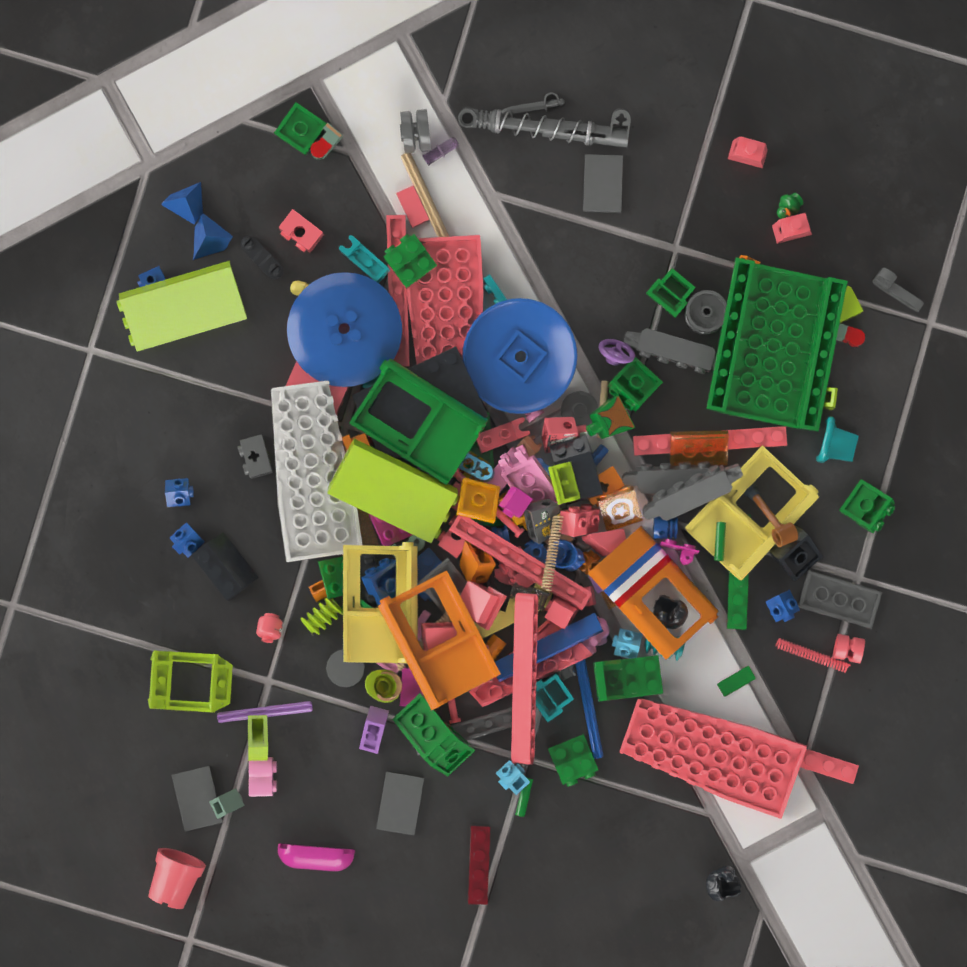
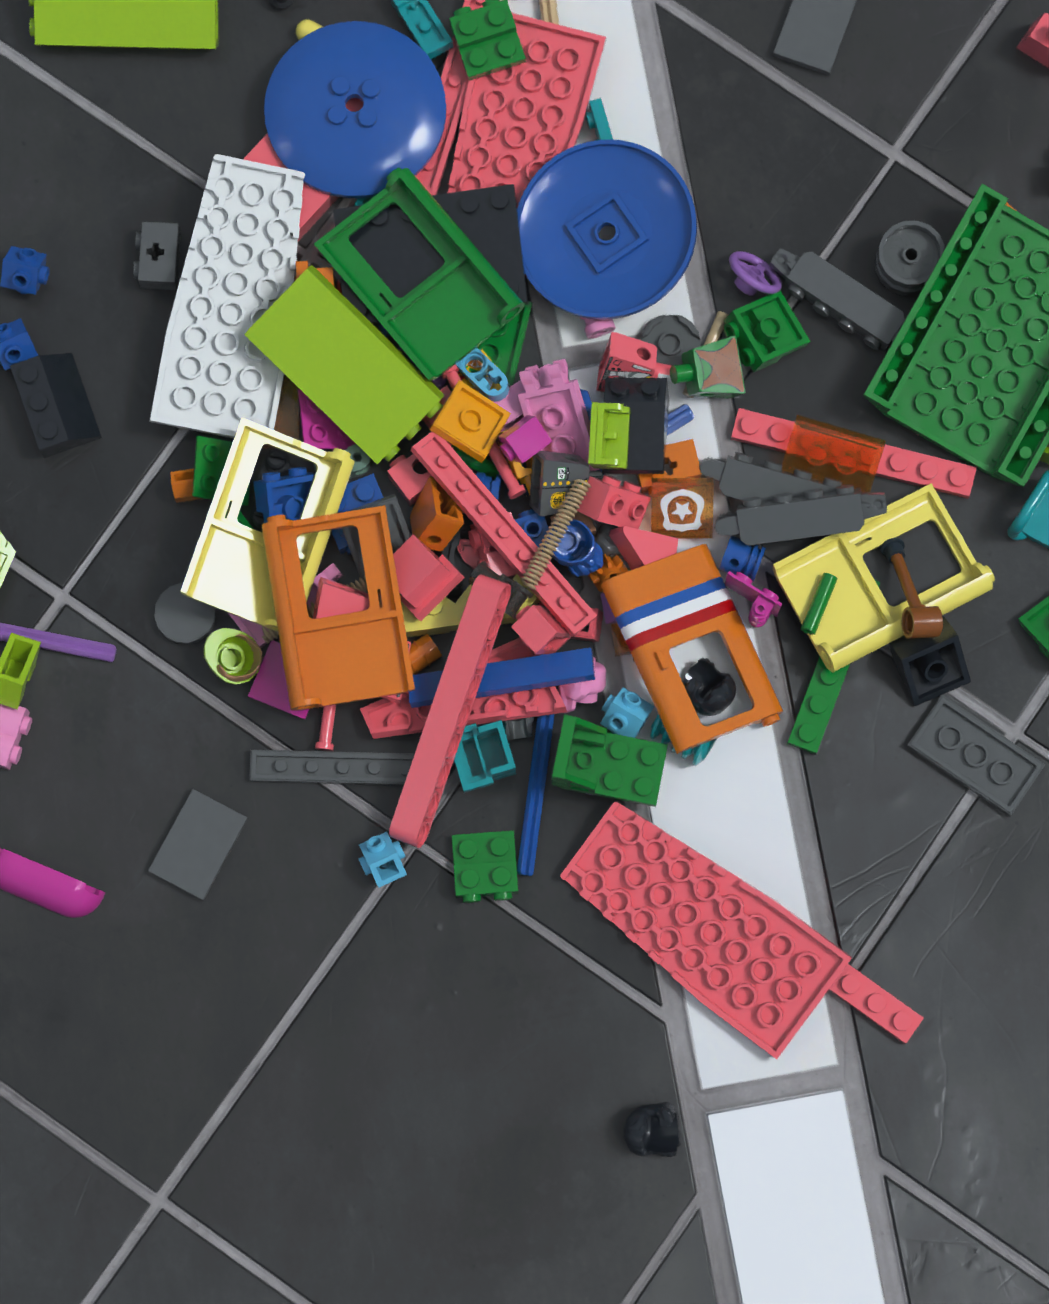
camera: 20 degrees right, 5 degrees down
(269, 627) = (91, 514): coral head -> none
(322, 616) = (175, 522): lime piece -> none
(373, 729) = (195, 718): medium lavender arch -> none
(433, 737) = (282, 758): green bracket -> none
(479, 865) = (286, 978): dark red plate -> none
(501, 435) = (539, 342): coral plate -> none
(523, 799) = (389, 899): green piece -> none
(530, 445) = (577, 369): nougat tile -> none
(671, 292) = (867, 210): green plate -> none
(736, 681) = (775, 828): green sticker -> none
(783, 606) = (884, 735): blue brick -> none
(816, 655) = (897, 819): coral piece -> none
(848, 648) = (977, 833): coral wheel -> none

